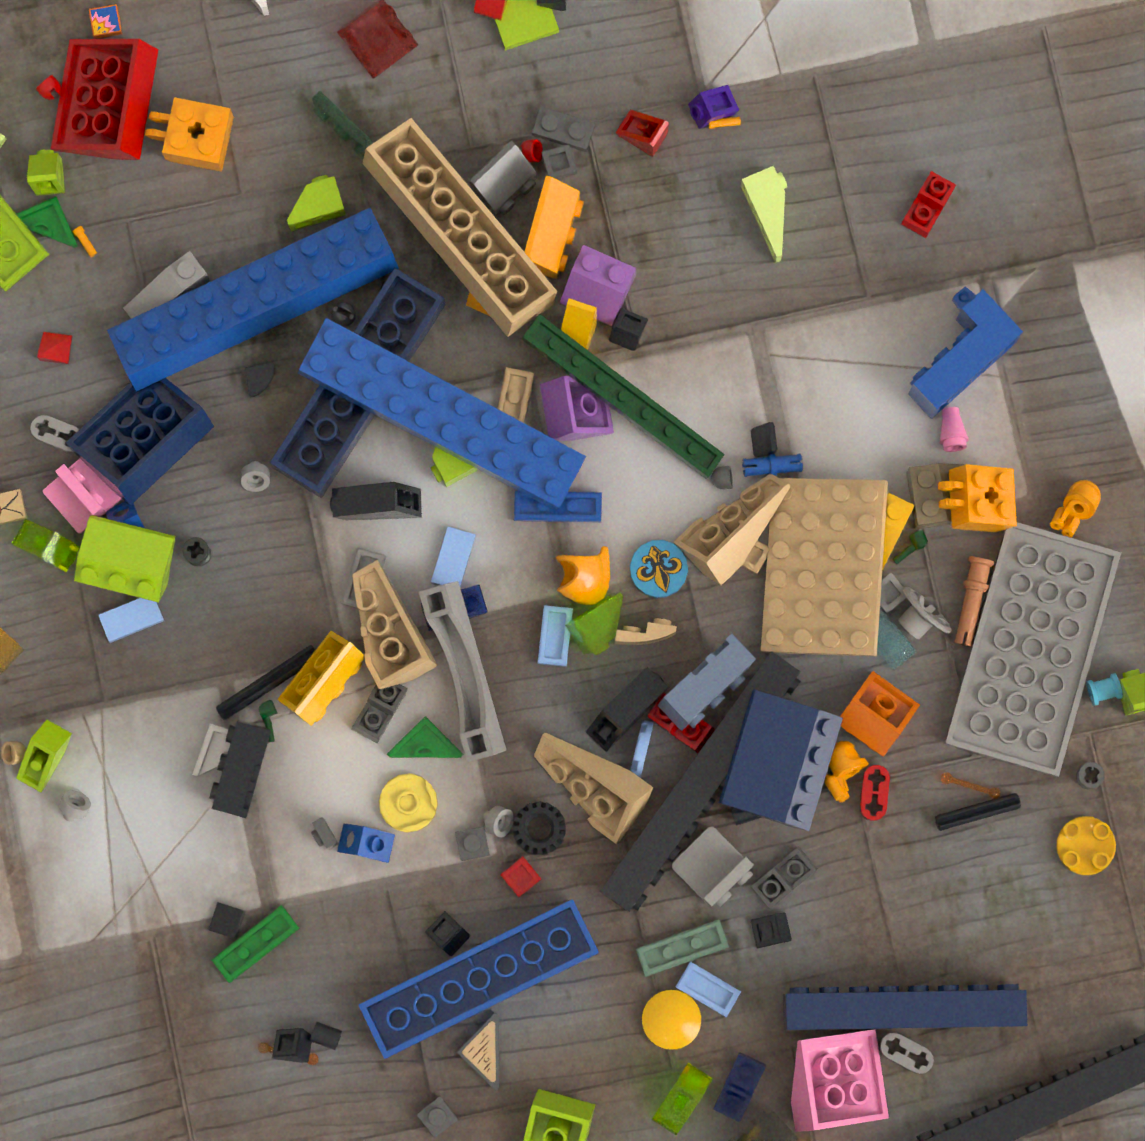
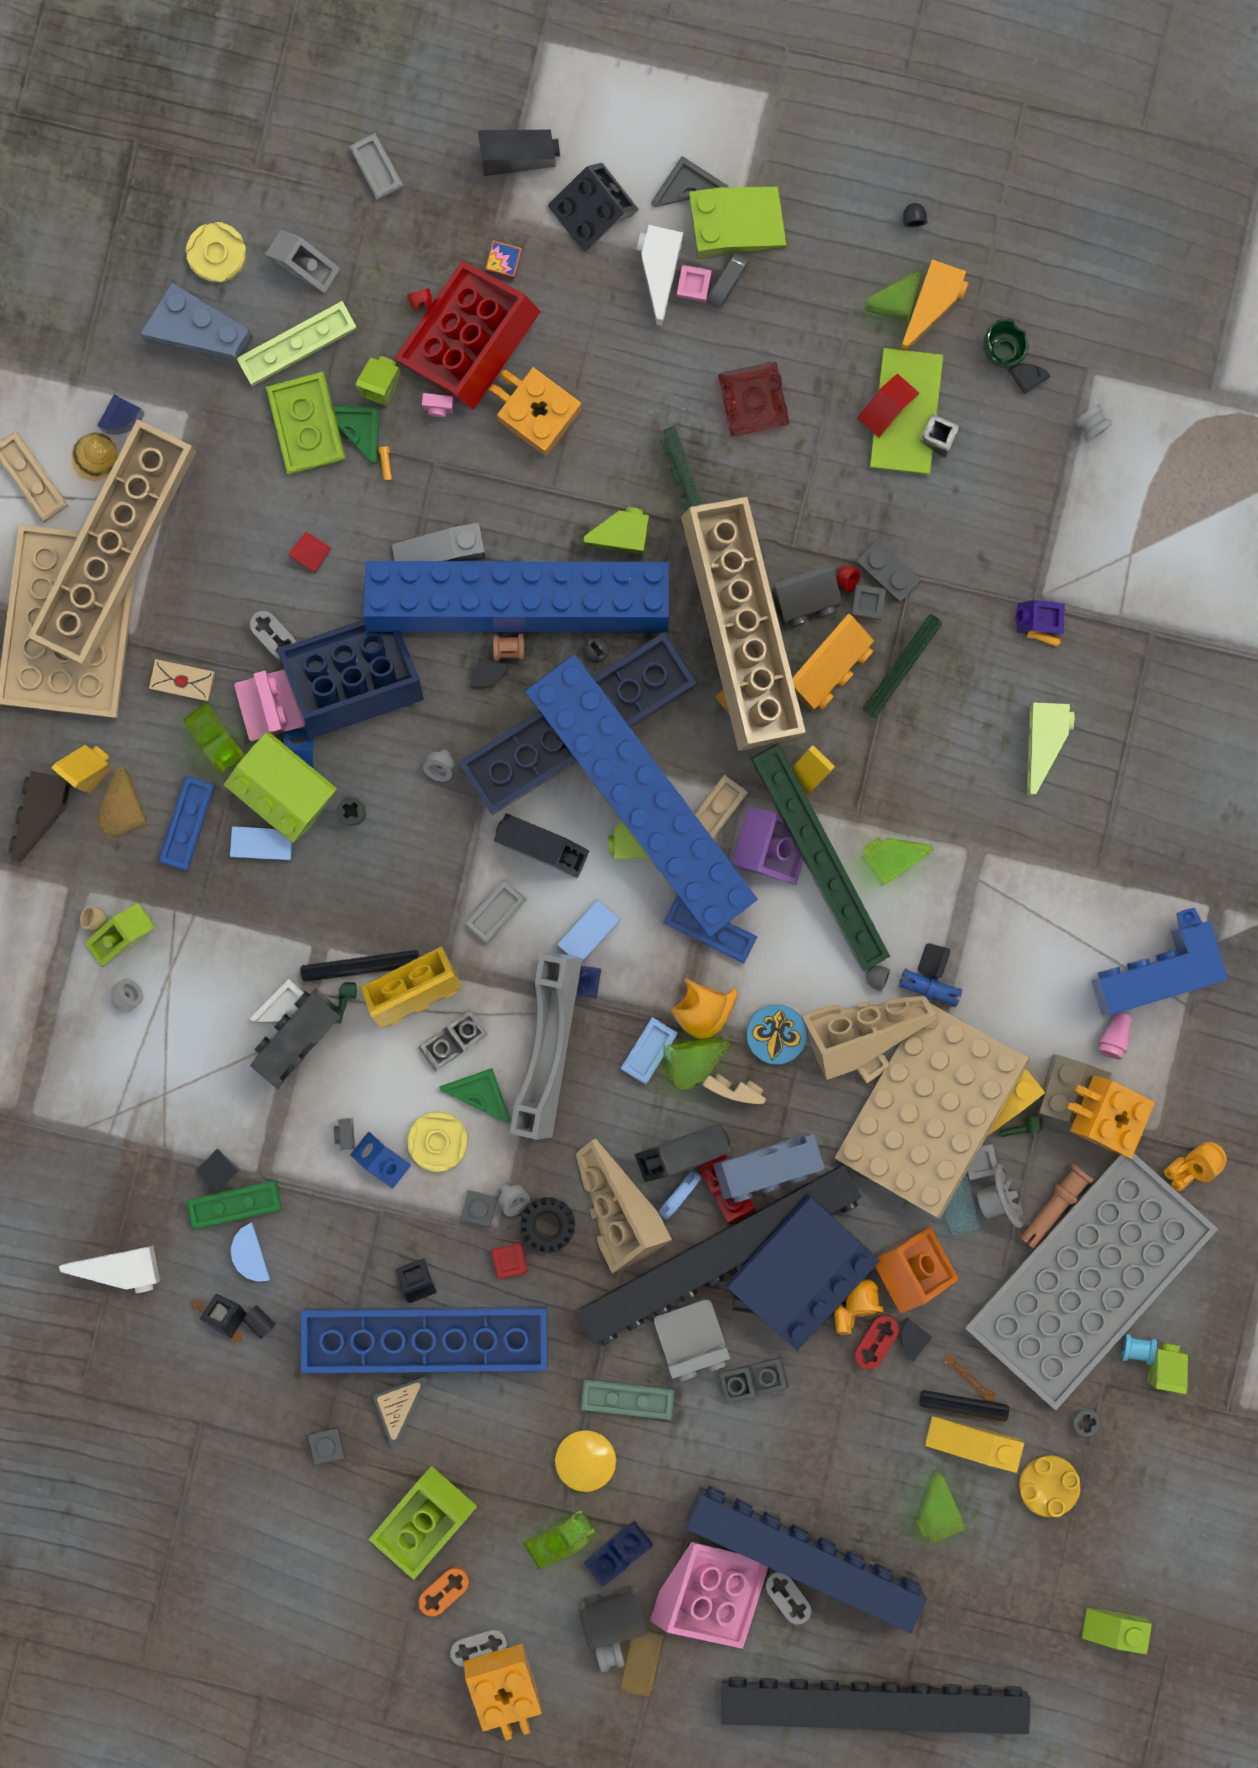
camera: 25 degrees right, 5 degrees up
(57, 631) = (186, 823): none -> blue tile
(107, 169) = (438, 404): none -> bright pink plate
(186, 1045) = (123, 1270): none -> white slope
(267, 347) = (508, 647): none -> nougat bush
(289, 982) = (248, 1255): none -> light blue tile
(390, 637) = (494, 979): tan wedge -> none
(599, 283) = (848, 738): medium lavender slope -> none
(615, 201) = (902, 666): none -> clear green axle
(628, 329) = (857, 793): black slope -> none
(643, 131) = (962, 609): red slope -> none
(686, 368) = (893, 857): none -> clear neon green slope
(708, 989) = (633, 1449): light blue tile -> none
(771, 930) = (718, 1422): black slope -> none
(906, 775) = (913, 1339): none -> black tile
(928, 204) = (1199, 809): red slope -> none
(1000, 912) = (938, 1510): none -> clear neon green slope
(1002, 839) = (975, 1443): none -> yellow slope

